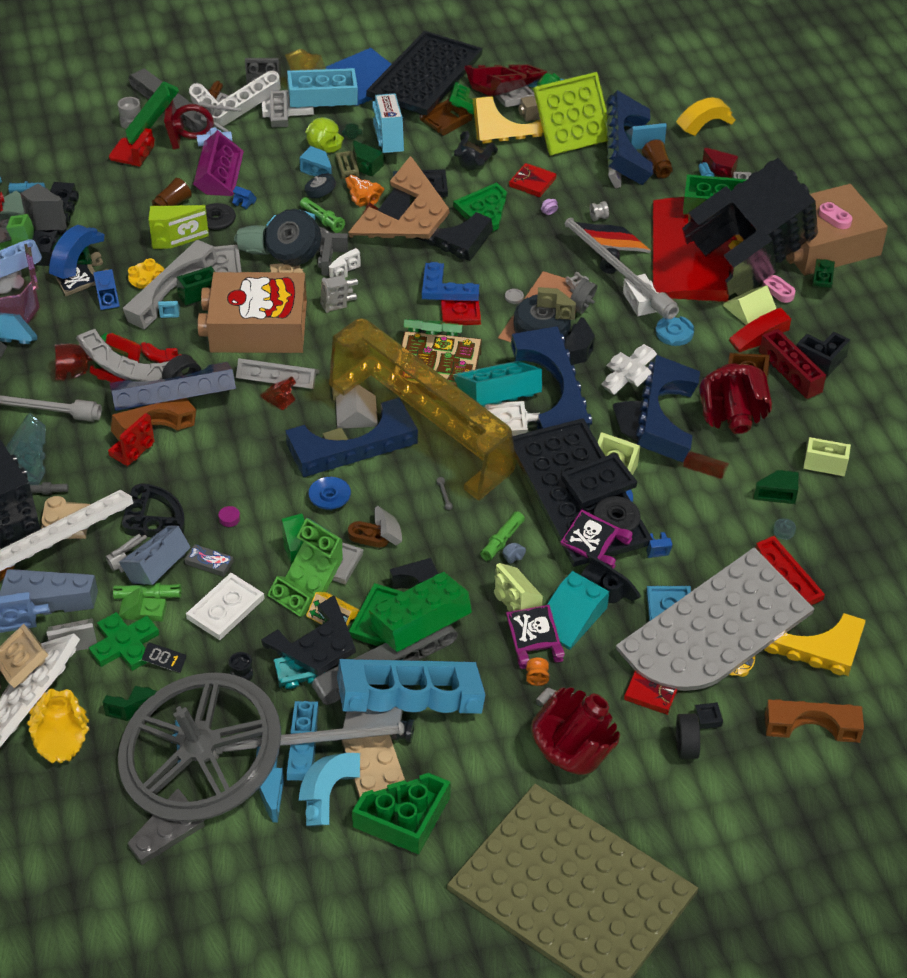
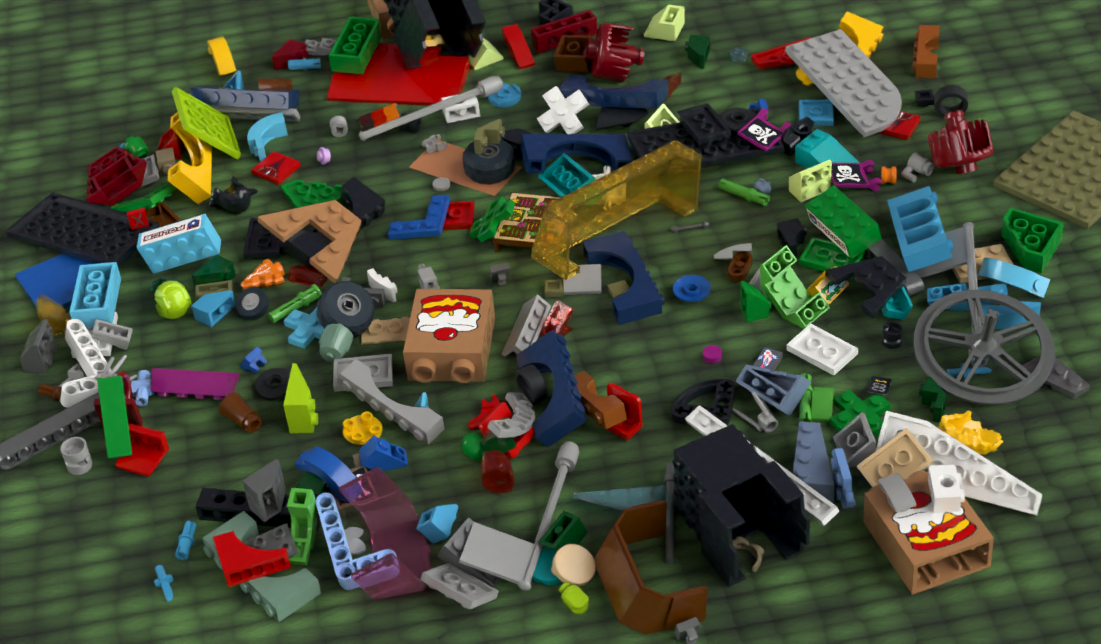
camera: 80 degrees left, 5 degrees down
(191, 284) = (397, 381): dark green slope -> none
(423, 92) = (137, 218): none -> red tile
(579, 160) = (264, 131): none -> medium azure arch
(583, 295) = (460, 135): dark grey wheel -> none

